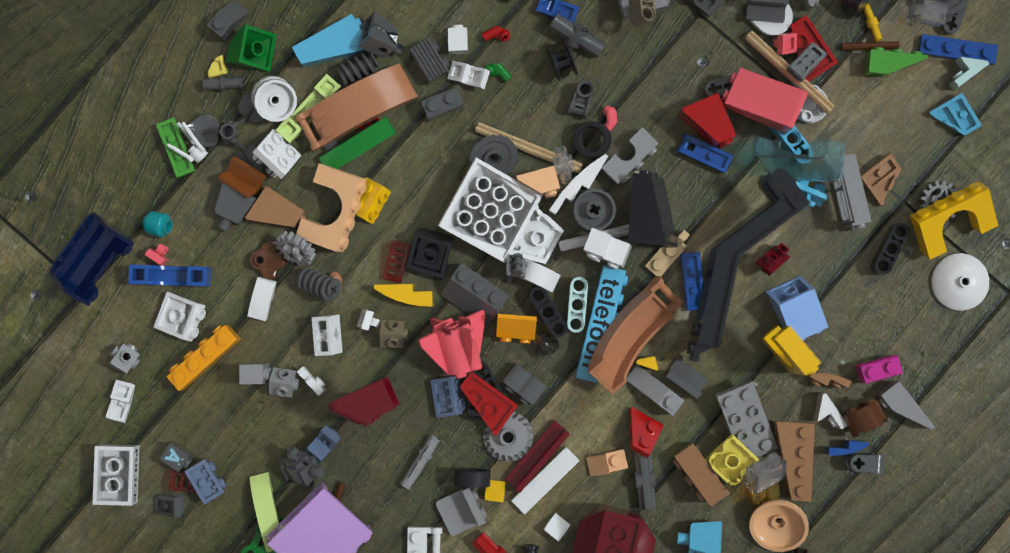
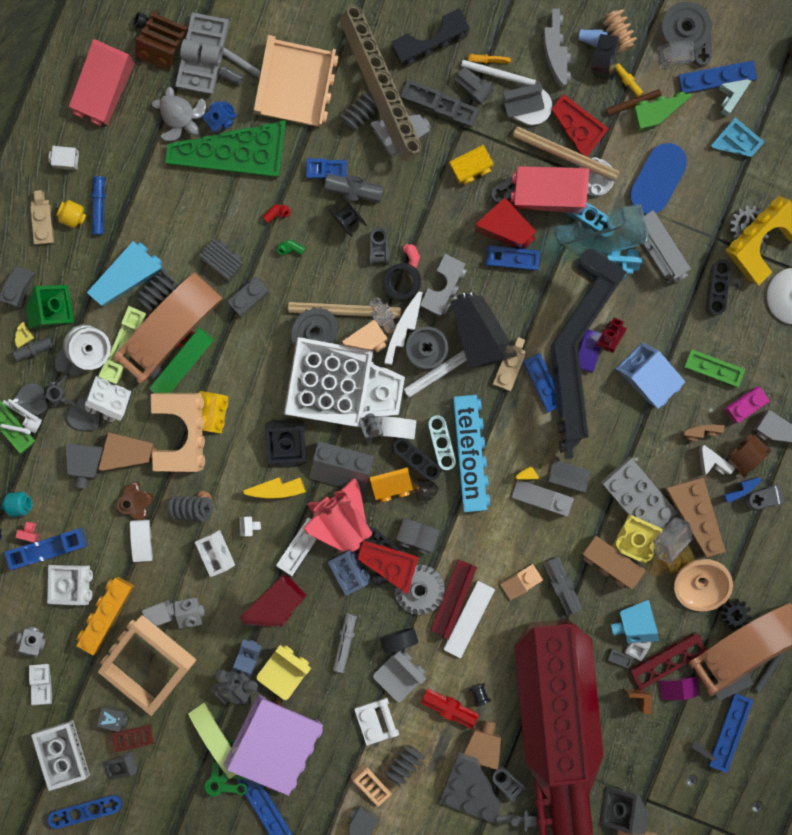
camera: 25 degrees left, 0 degrees up
(120, 535) = (85, 812): none -> blue beam
(205, 480) = (147, 731): sand blue bracket -> none
(242, 177) = (83, 432): dark orange panel -> none
(248, 405) = (160, 642): none -> light nougat window
(295, 248) = (156, 482): light grey gear -> none
(316, 384) = (220, 603): white plate -> none
(352, 469) = (283, 672): none -> light yellow bracket
(379, 36) = (167, 253): dark grey torso -> none
(393, 334) = (277, 530): dark tan brick -> none
(401, 245) = (256, 444): clear red slope -> none
(404, 359) = (296, 551): none -> white plate
(458, 40) = (242, 231): white brick -> none
(468, 74) = (263, 260): white slope -> none
(495, 491) = (425, 645): yellow slope -> none
(556, 526) = (495, 659): white slope -> none
(606, 248) = (448, 379): white brick -> none
(630, 333) = (501, 452): nougat windscreen -> none
(643, 432) = (546, 541): red wing -> none
(695, 52) = (471, 165): none -> yellow brick
(747, 266) = (588, 351): none -> dark purple slope
(786, 43) = (553, 127): coral tile -> none
(791, 350) = (657, 416): yellow arch -> none
(807, 61) = (579, 138): dark grey plate -> none
(860, 323) = (714, 368): none -> bright green plate
(869, 125) = (658, 177): none -> blue tile
(881, 177) = (686, 223): medium nougat wing -> none

